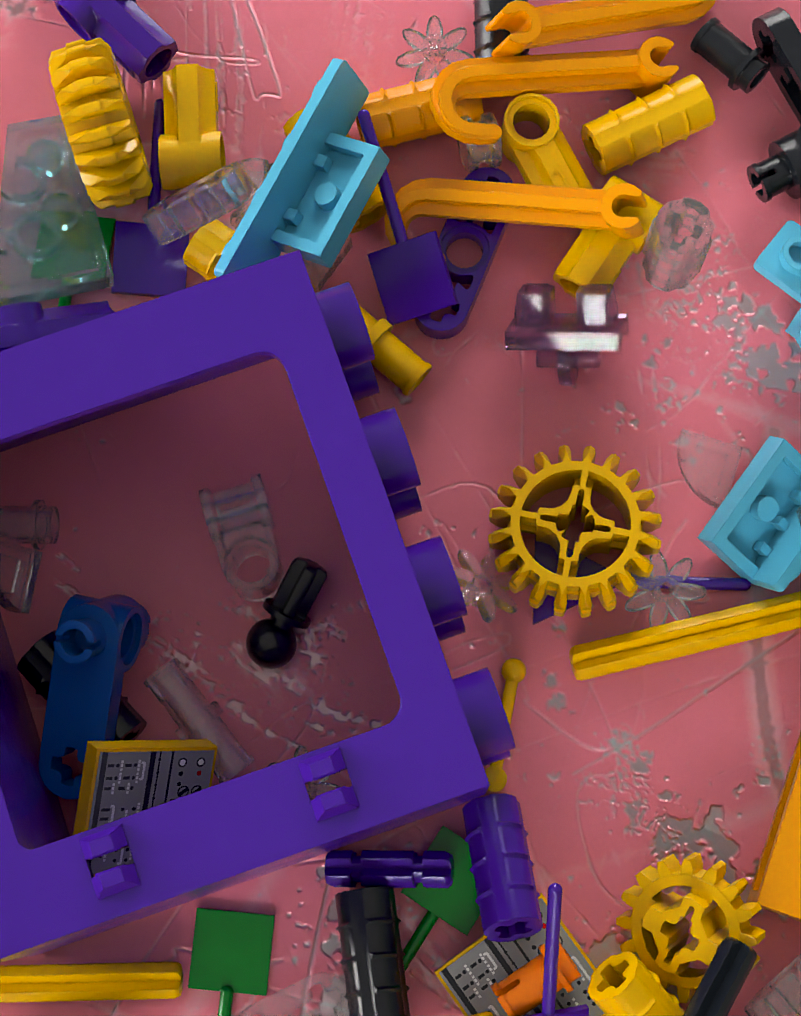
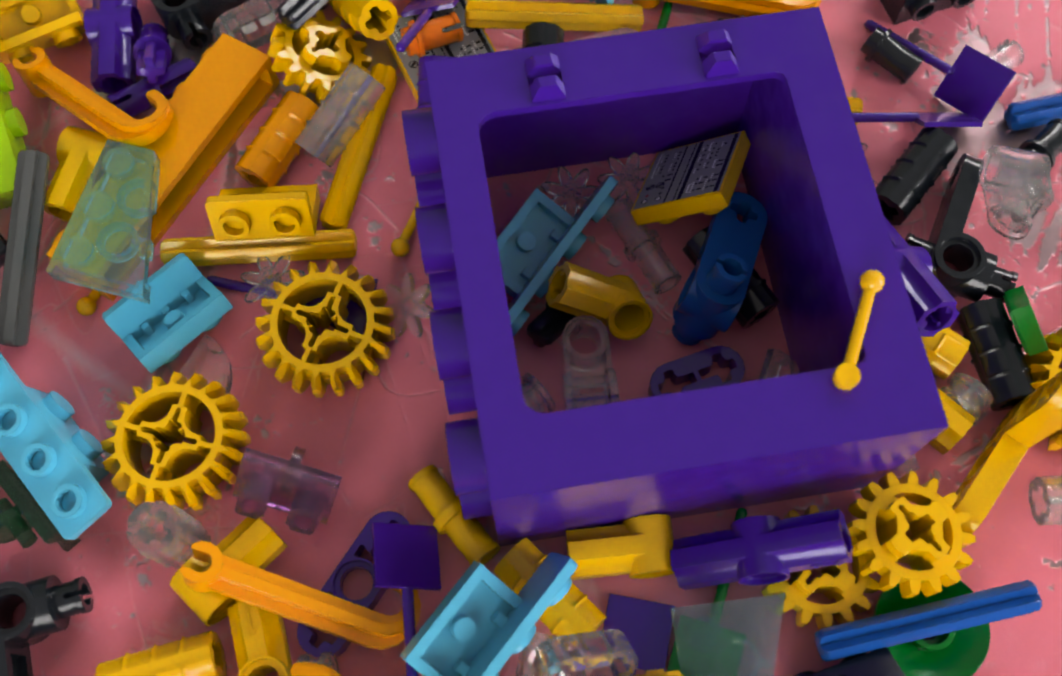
camera: 175 degrees left, 10 degrees down
(106, 543) = (696, 365): none -> dark purple beam
(227, 622) = (600, 296): none -> yellow piece
(305, 491) = (536, 394): none -> clear bush
(335, 683) = (539, 239): none -> medium azure bracket
(603, 811) = (356, 157): none -> yellow axle
(632, 827) = (340, 114): none -> clear axle
(696, 675) = (264, 212): none -> yellow bracket
(712, 788) = (275, 144): none -> light orange axle
(740, 363) = (184, 405): none -> yellow gear

